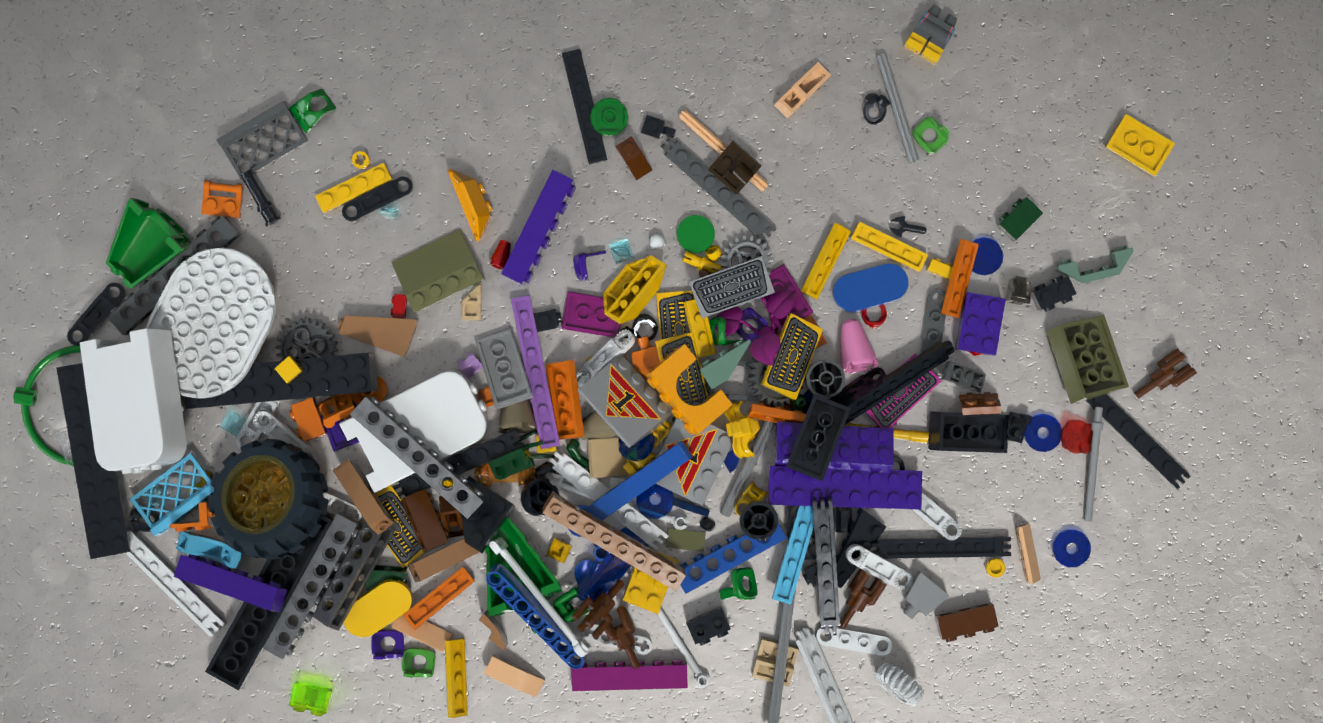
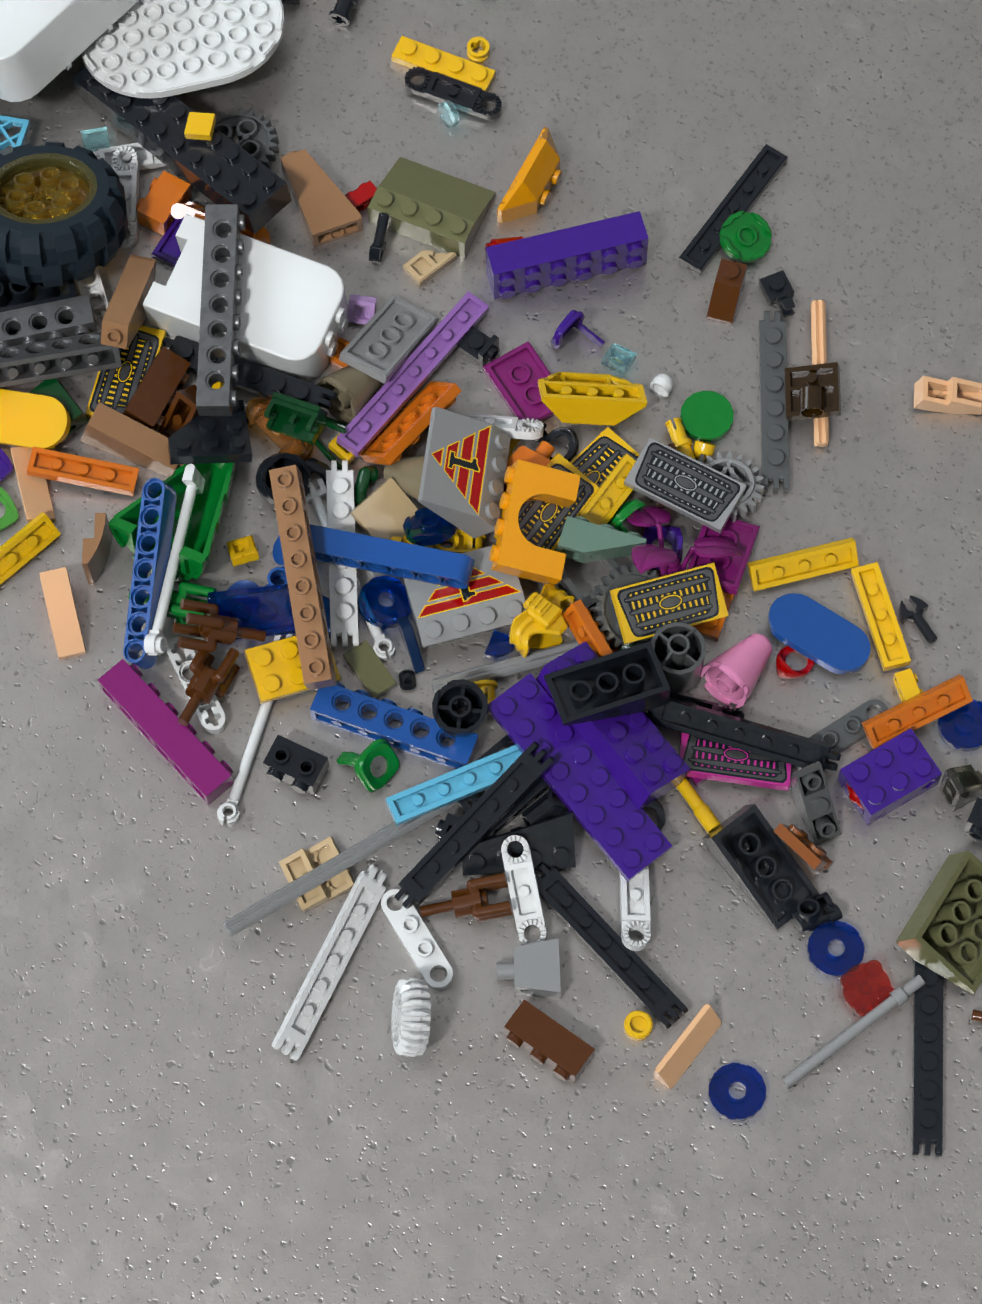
camera: 50 degrees right, 20 degrees down
(436, 320) = (378, 247): none -> black bar

